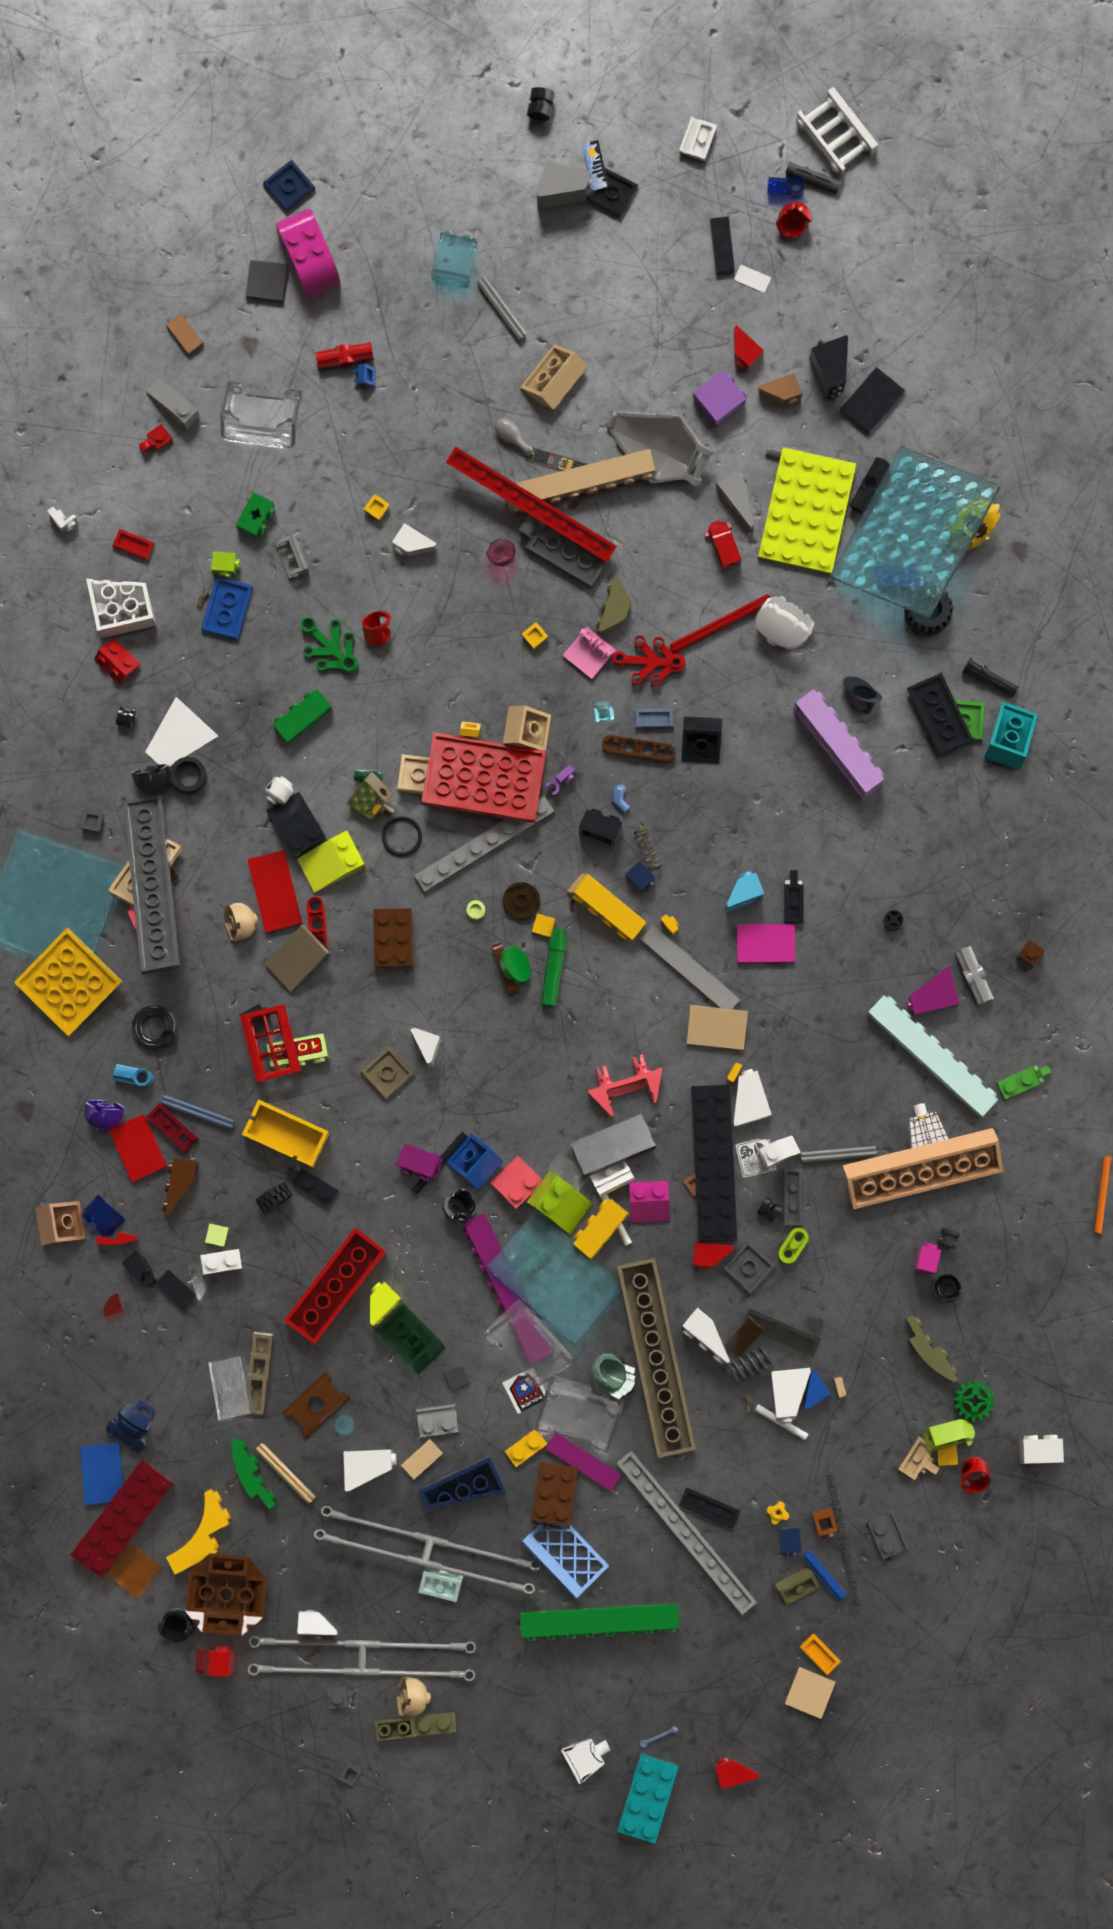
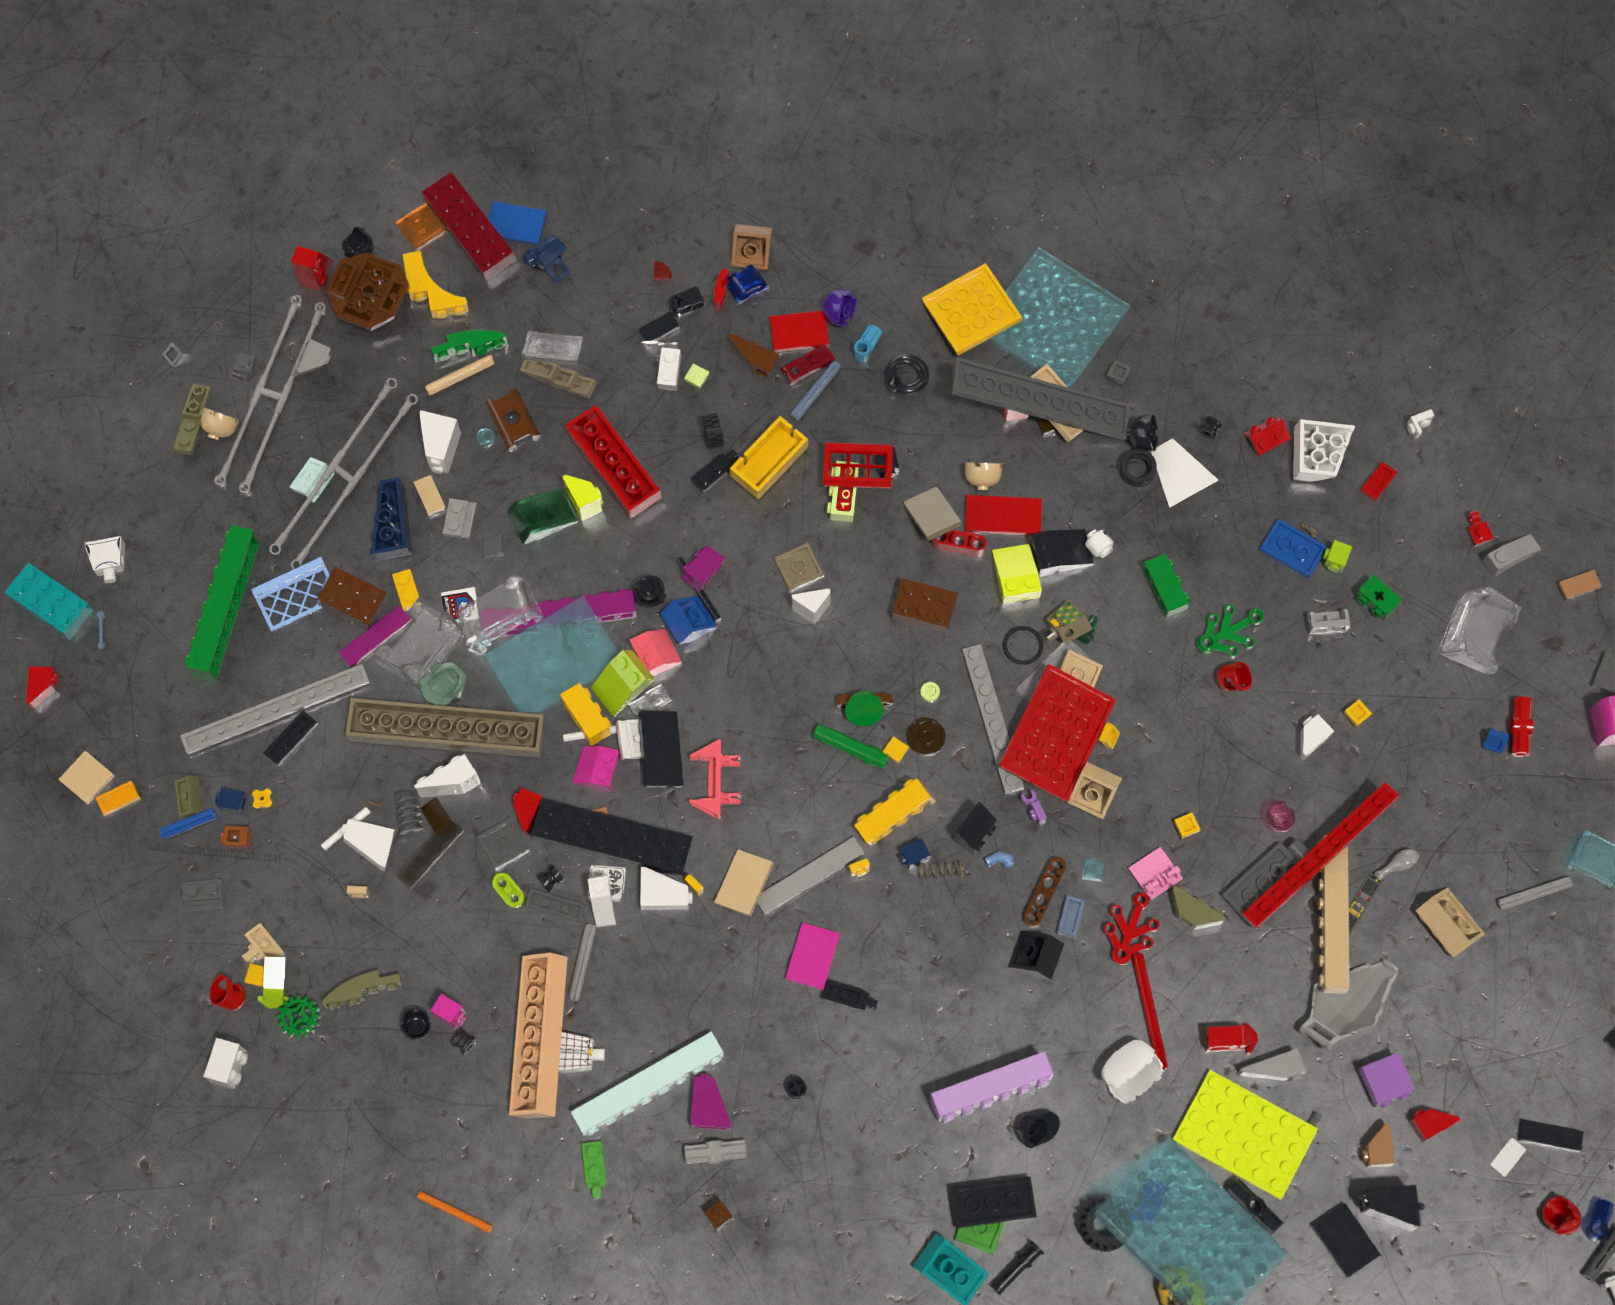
camera: 105 degrees right, 10 degrees down
(745, 892) = (869, 947): medium azure slope -> none
(815, 1391) = (362, 868): blue slope -> none

